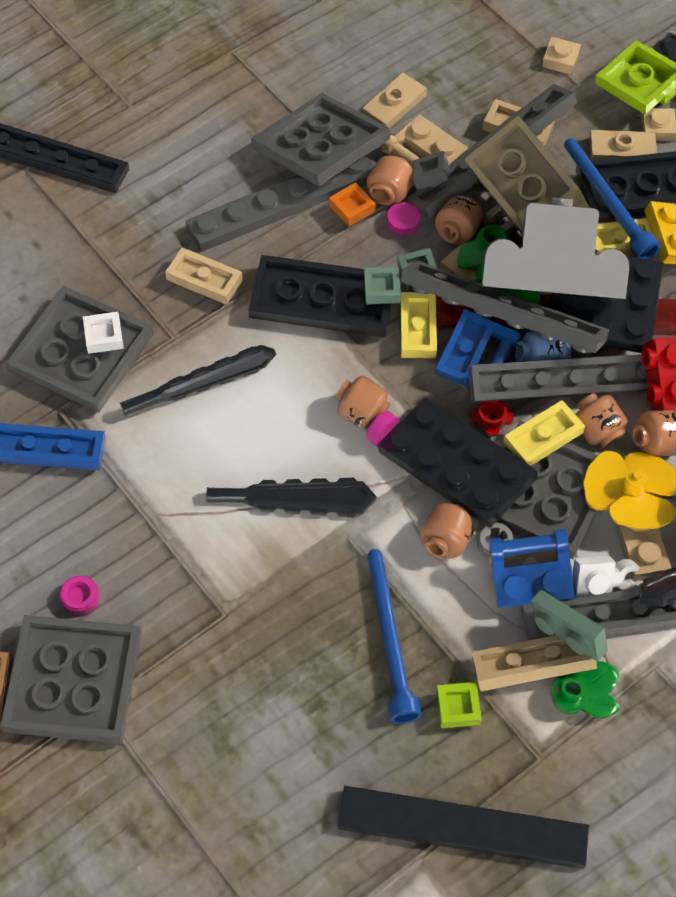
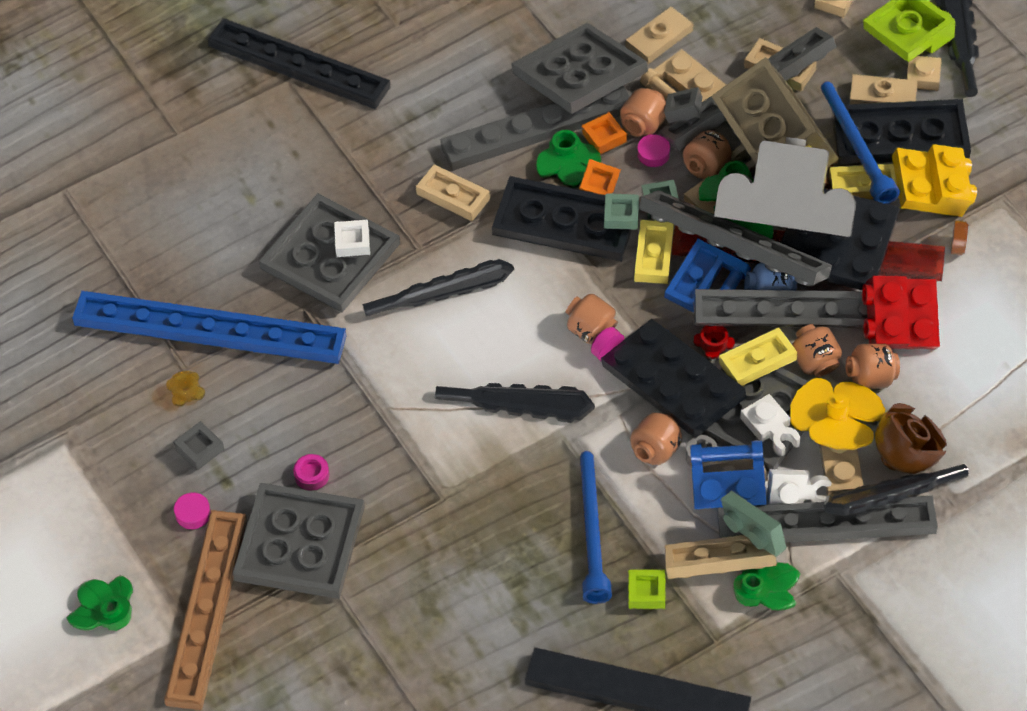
camera: 10 degrees right, 5 degrees down
(320, 236) = (566, 162): none -> green plate
(353, 251) = (599, 178): none -> orange plate
(564, 503) = (770, 421): none -> white plate

